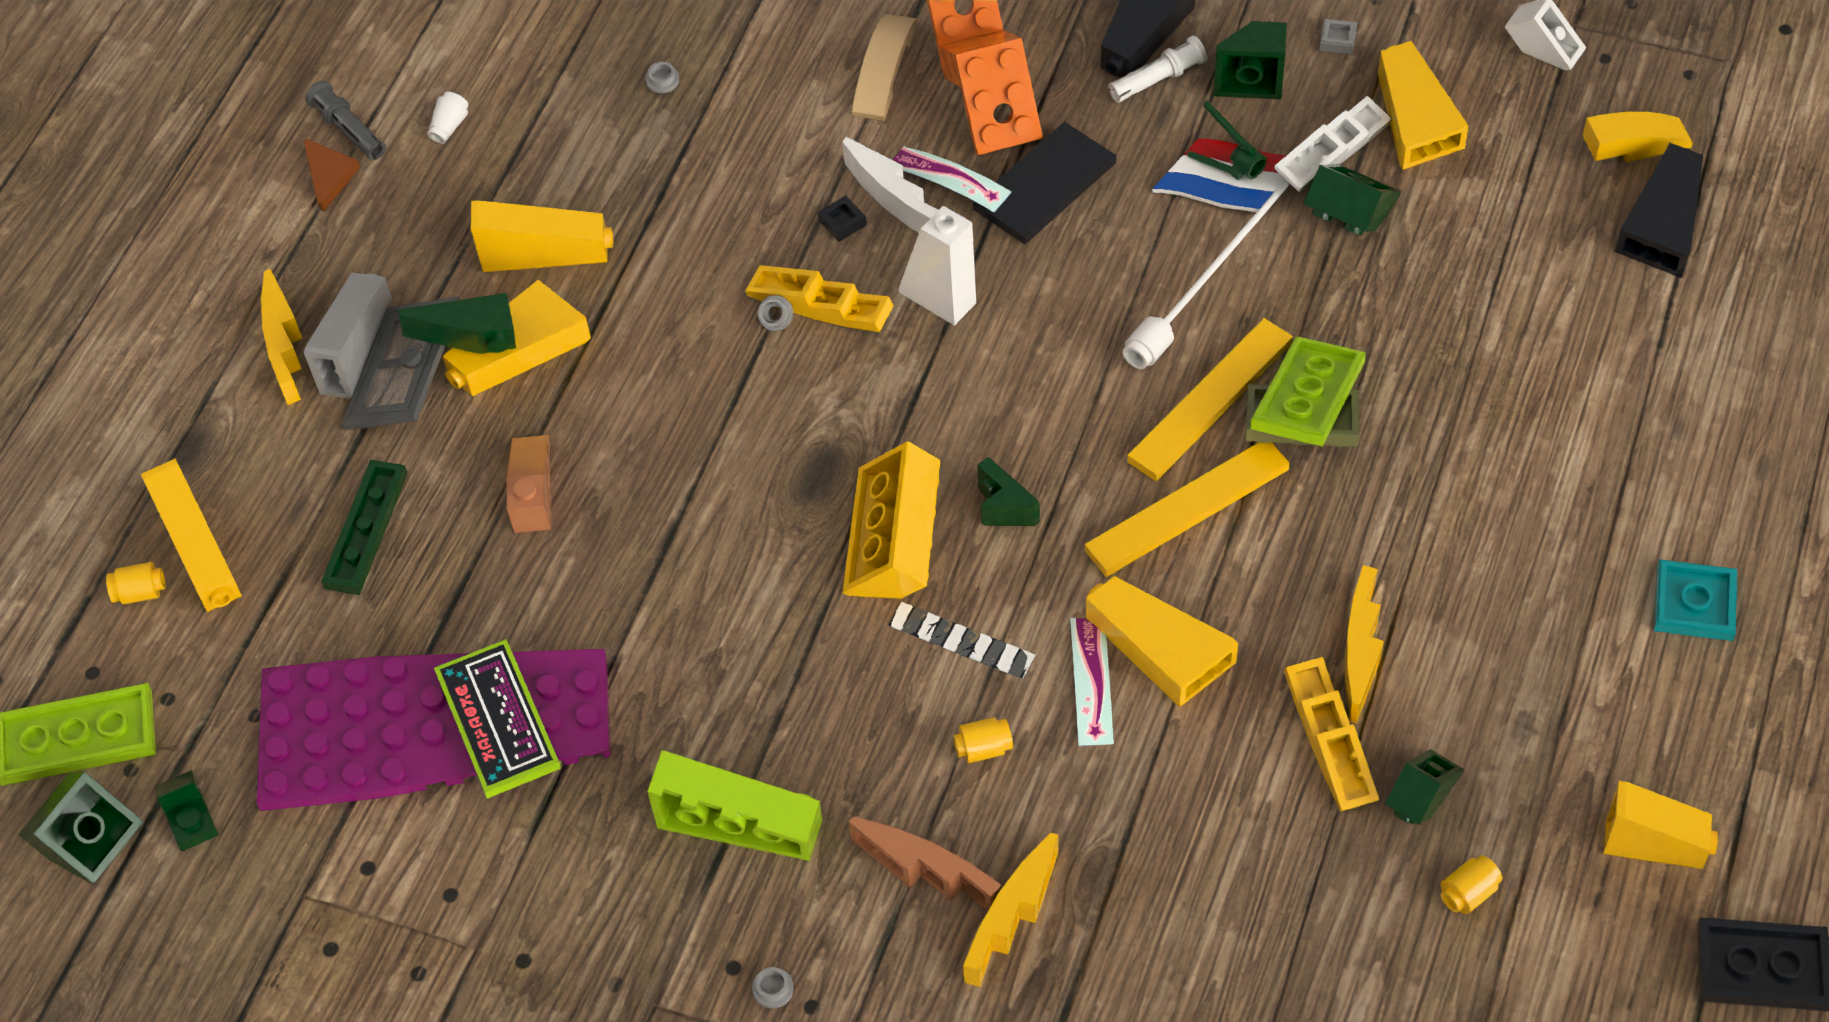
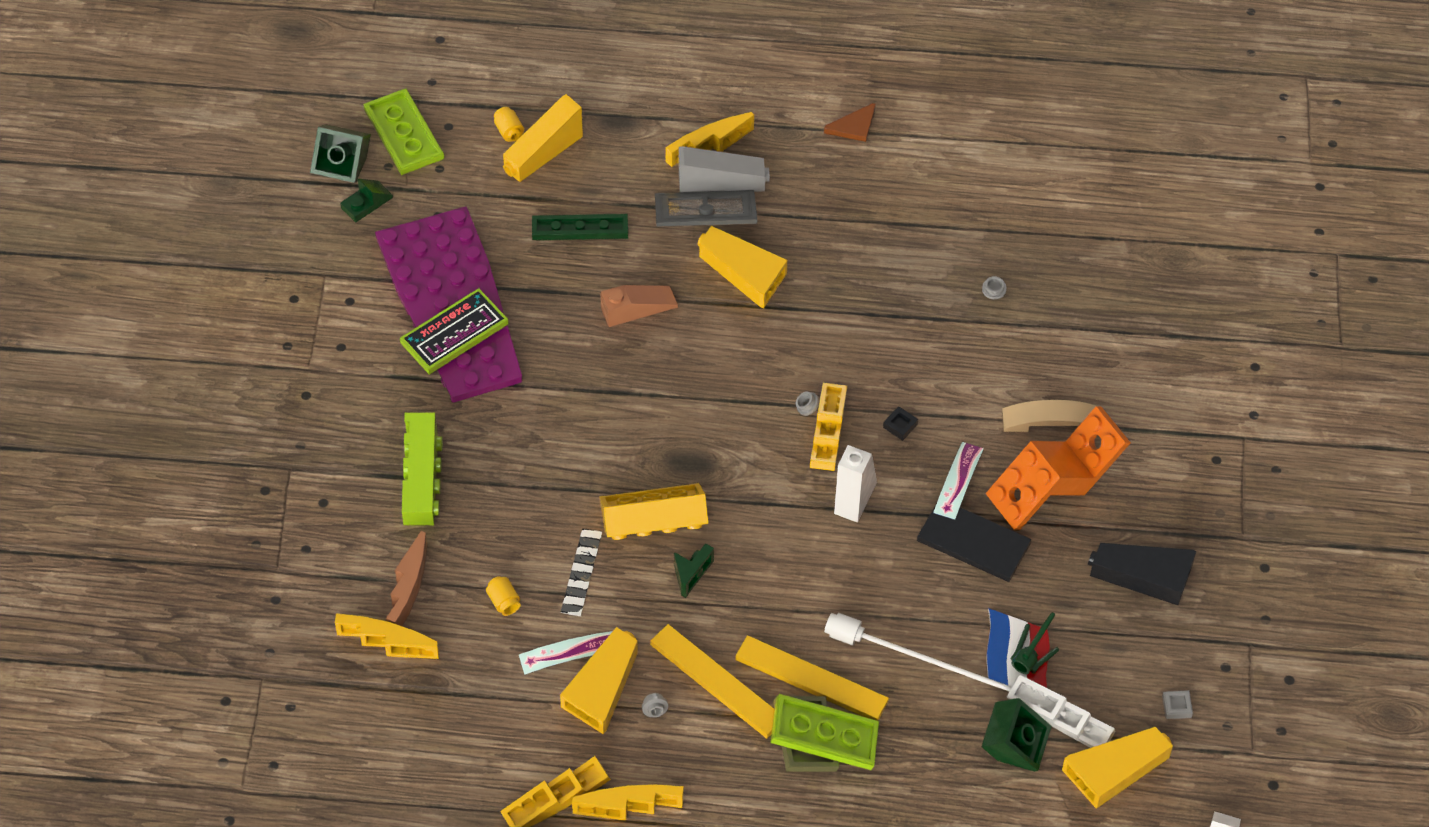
camera: 70 degrees right, 0 degrees up
(337, 112) = (902, 113): dark grey pin -> none
(447, 116) = (918, 174): white cone -> none
(466, 324) = (732, 234): dark green slope -> none
(537, 236) = (825, 250): yellow slope -> none
(772, 987) = (310, 523): light grey plate -> none
(886, 184) = (936, 442): white slope -> none
(1169, 64) = (1108, 595): white pin -> none
(1214, 584) = (654, 705): none -> light grey plate
(1252, 62) = (1117, 644): dark green slope -> none

